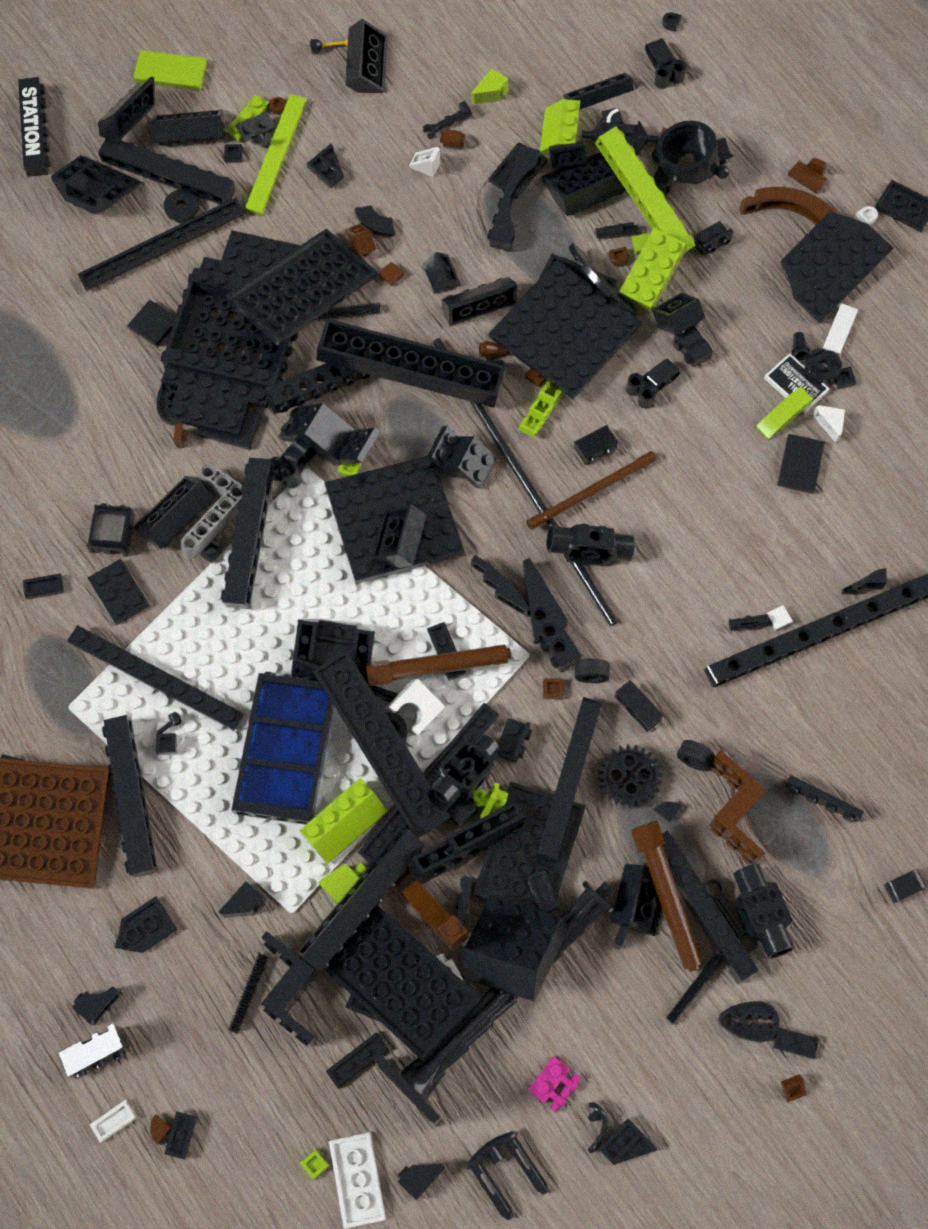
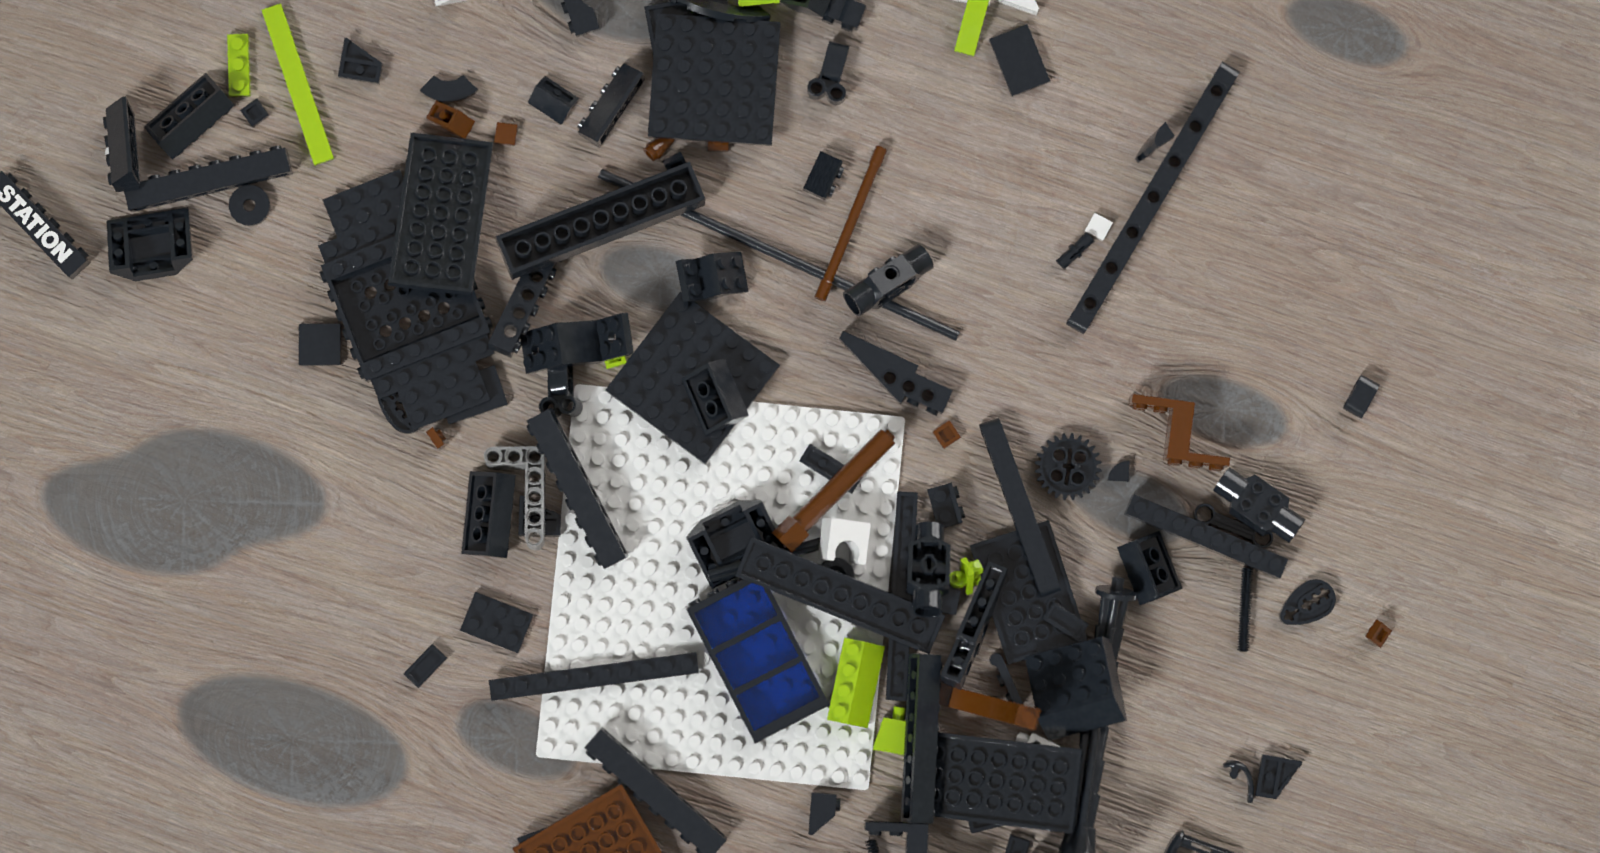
camera: 40 degrees left, 15 degrees up
(111, 529) = (445, 571): black window -> none
(161, 244) = (263, 259): black plate -> none
(166, 743) = (651, 727): black plate -> none
(171, 69) = (119, 65): lime tile -> none
(175, 720) = (641, 700): black hand -> none
(256, 127) = (257, 72): black plate -> none
(277, 105) = (257, 30): reddish brown tile -> none
(351, 310) = (501, 193): black piece -> none
(504, 589) = (842, 375): black slope -> none
(540, 410) = (748, 176): lime slope -> none
(549, 1079) = (1177, 770): dark pink plate -> none
(592, 670) = (971, 396): black tyre -> none
(620, 937) = (1155, 611): black tile -> none
(638, 706) = (1032, 398): black piece -> none
(650, 841) = (1127, 516): reddish brown brick -> none
(695, 755) = (1112, 409): black tyre -> none
(796, 1043) = (1356, 594): black plate -> none
(830, 802) = (1253, 368): black plate -> none

